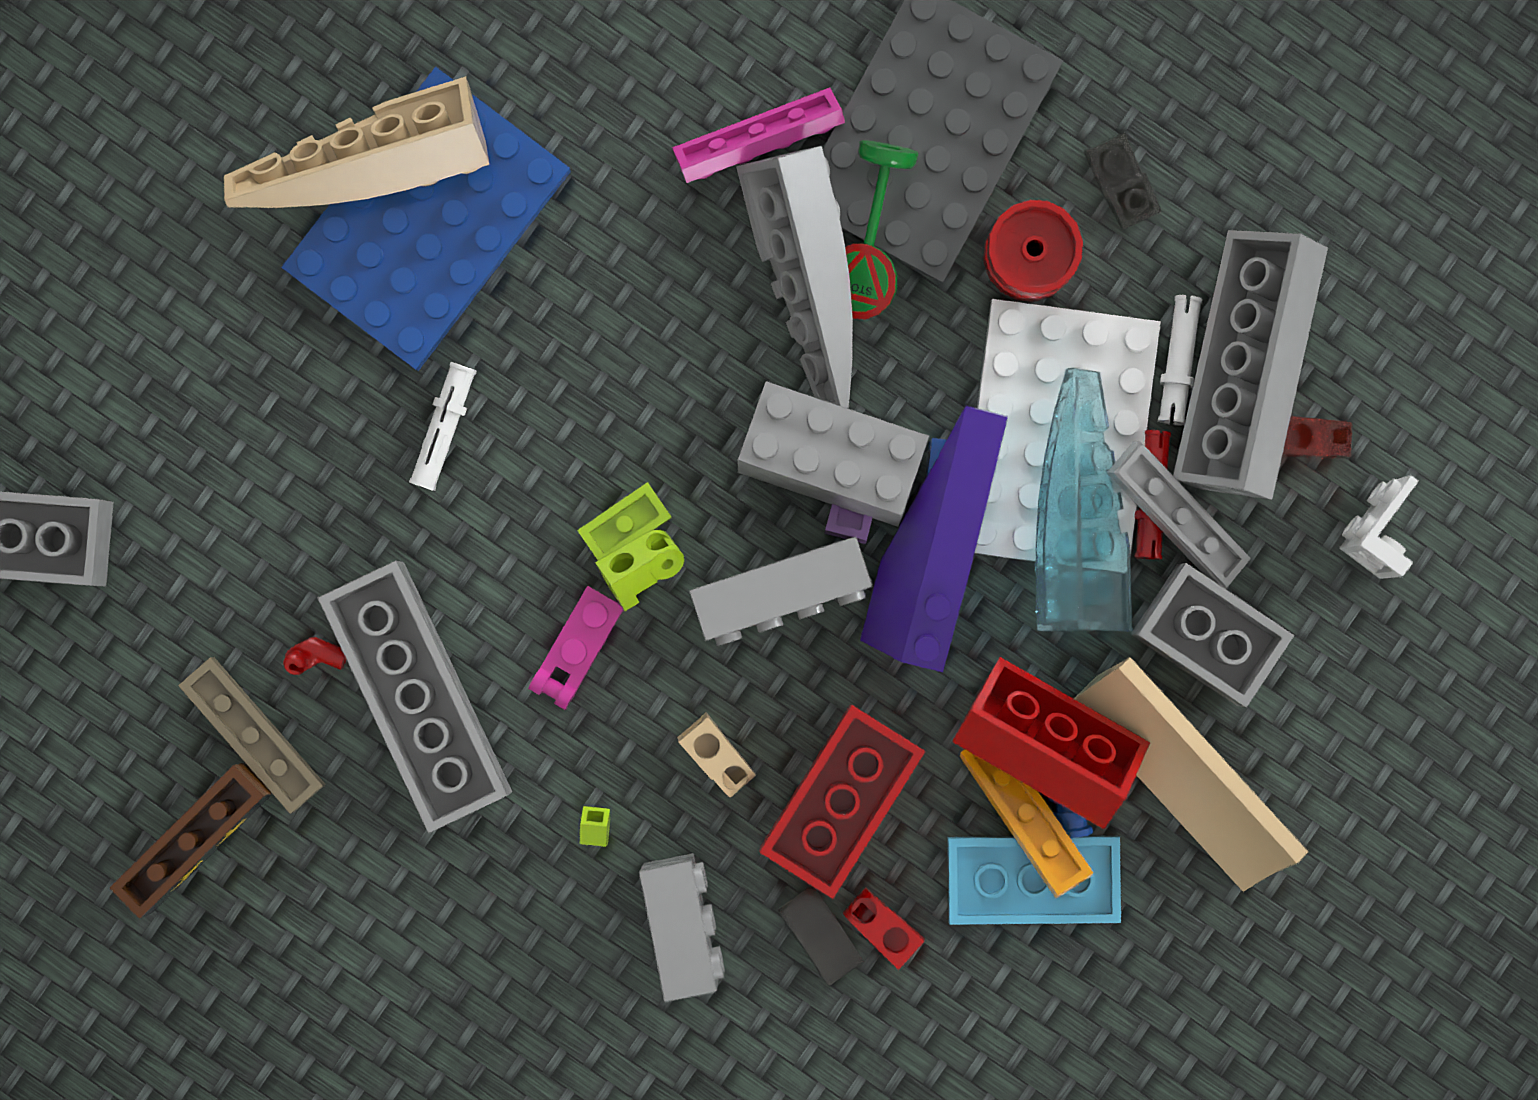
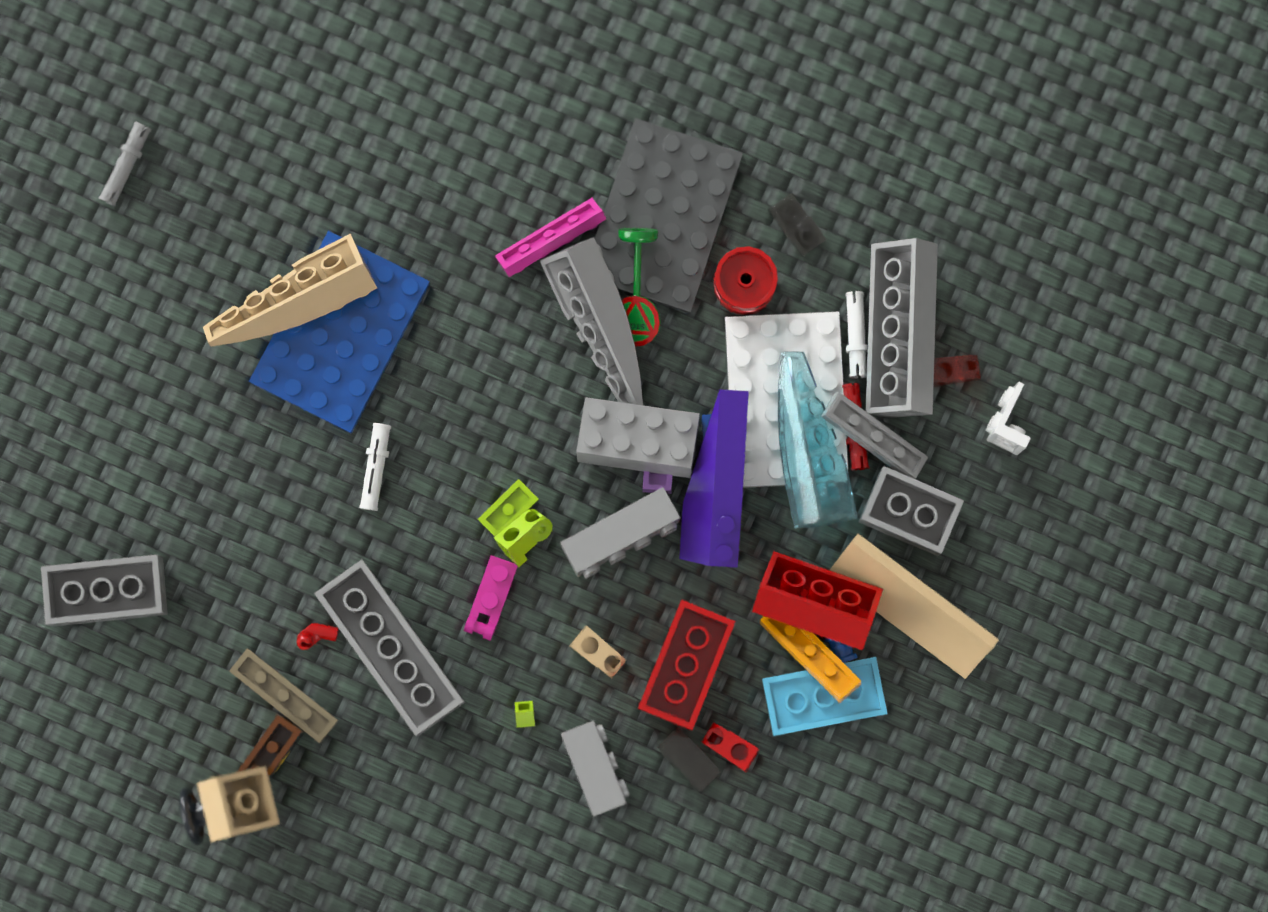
camera: 15 degrees left, 5 degrees down
(133, 892) = (229, 806): none -> tan piece

